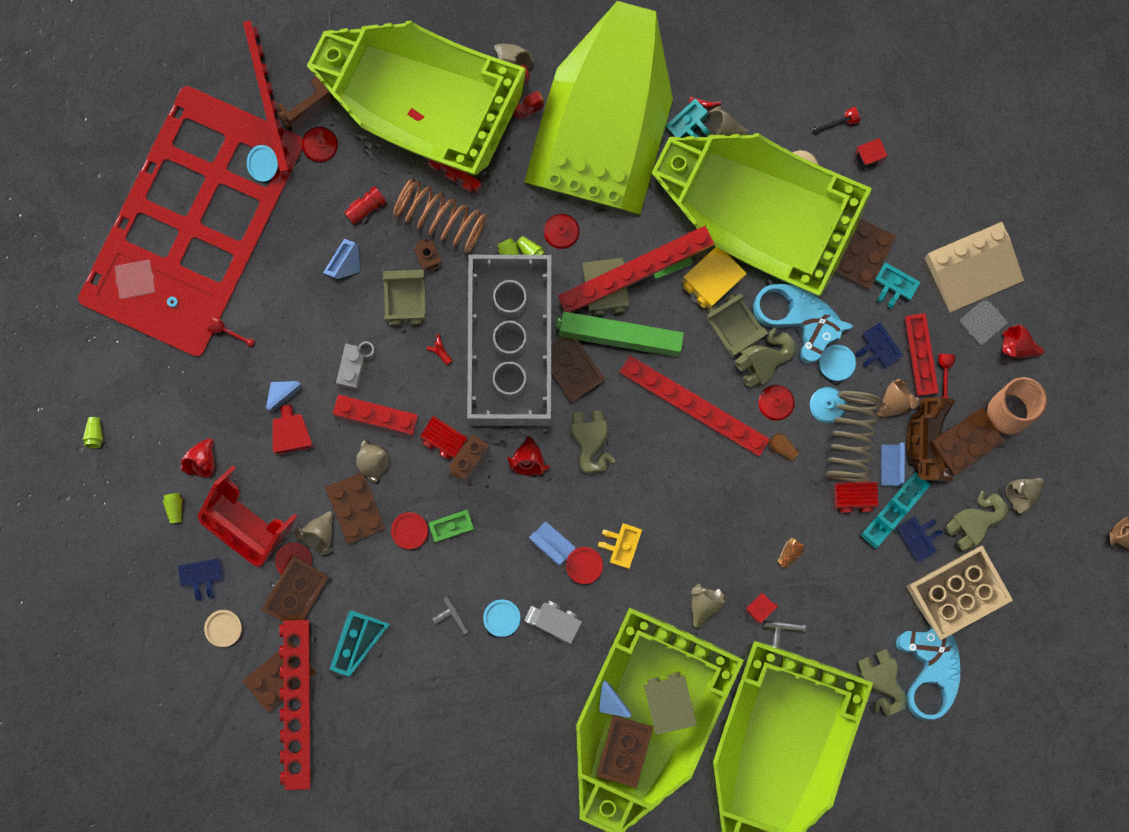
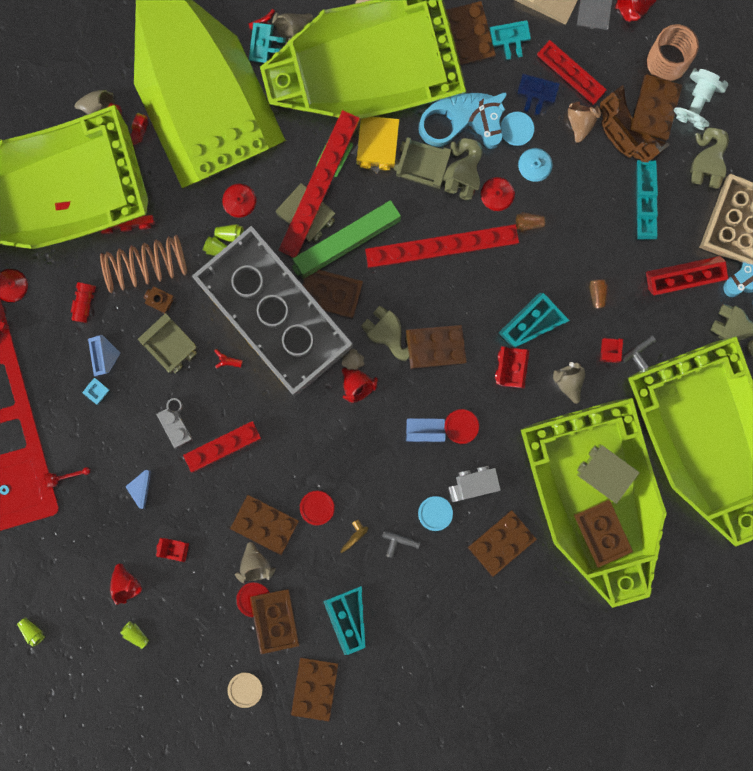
camera: 35 degrees left, 5 degrees up
(199, 573) = (194, 665): clear blue hinge -> none
(238, 525) = (193, 607): red windscreen -> none
(263, 464) = (172, 549): none -> red bracket
(290, 432) = (171, 510): red torso -> none
(301, 779) = (392, 747): red brick -> none
(313, 285) = (96, 391): none -> medium azure plate
(372, 460) = (247, 480): dark tan hat -> none
(422, 581) = (361, 531): none -> pearl gold bar
(443, 438) = (284, 421): red brick -> none
(451, 526) = (343, 479): bright green plate -> none
(469, 459) = (316, 421): reddish brown panel -> none
(535, 689) = (502, 543): none -> reddish brown plate
(542, 436) = (353, 360): none -> dark tan piece
(612, 703) = (566, 507): medium blue slope -> none
(619, 482) = (436, 346): none -> reddish brown plate
(625, 545) = (478, 387): yellow hinge -> none
(667, 552) = (512, 367): none -> red bracket
(718, 528) = (533, 320): none -> teal wedge
(856, 496) = (610, 213): red brick -> none
(869, 399) = (600, 199): dark tan piece -> none
(875, 599) = (687, 275): none -> red brick
(892, 465) = (617, 169): medium blue panel -> none
(917, 539) = (679, 207): clear blue hinge -> none
(946, 362) = (593, 62): red hinge -> none
(1018, 460) = (706, 86): none -> light aqua piece
(1024, 493) = (727, 110): dark tan hat -> none

